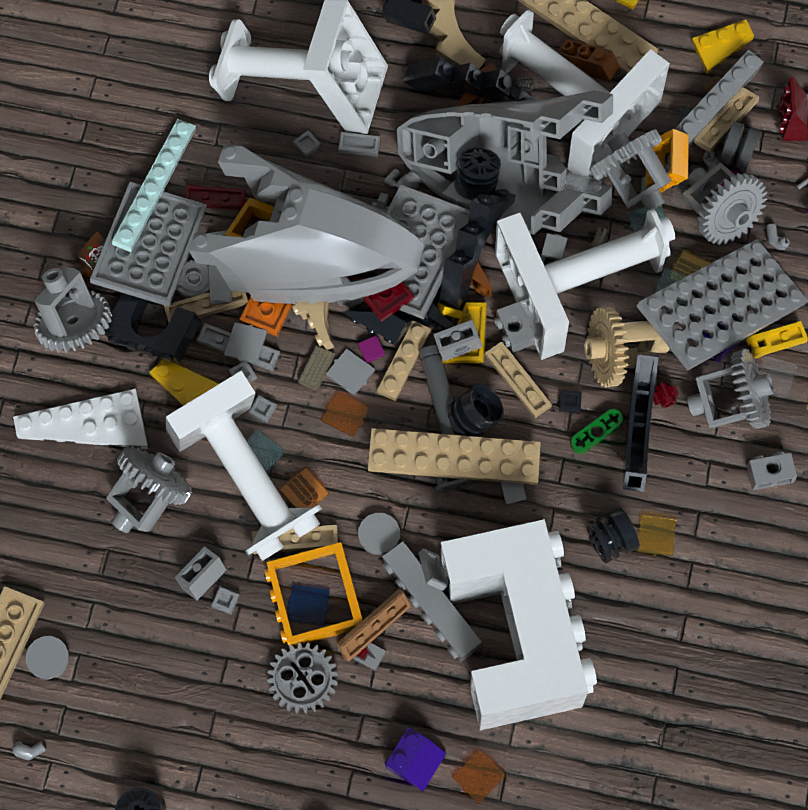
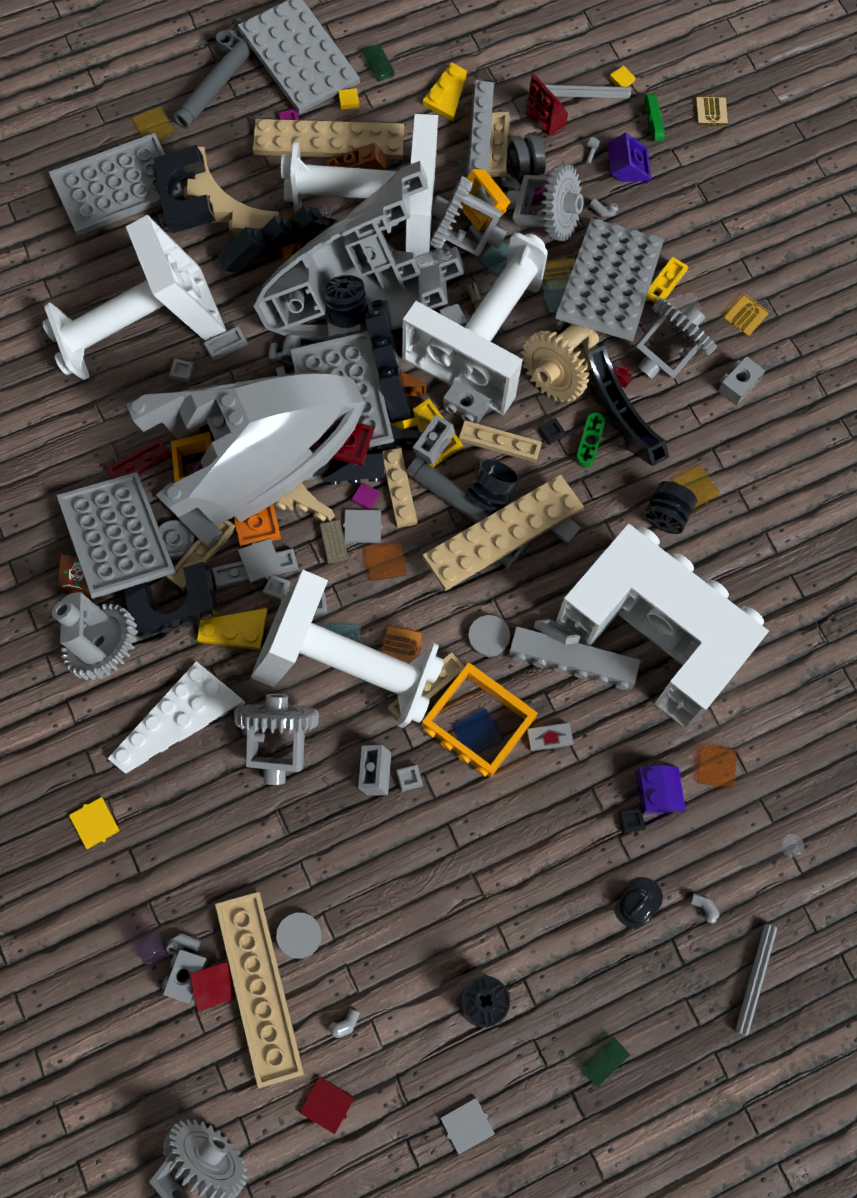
camera: 45 degrees left, 0 degrees up
(153, 185) = (81, 485): light aqua plate -> none
(318, 667) = (517, 812): light grey gear -> none
(372, 766) = (632, 820): none -> black tile
(373, 625) = (546, 709): medium nougat tile -> none

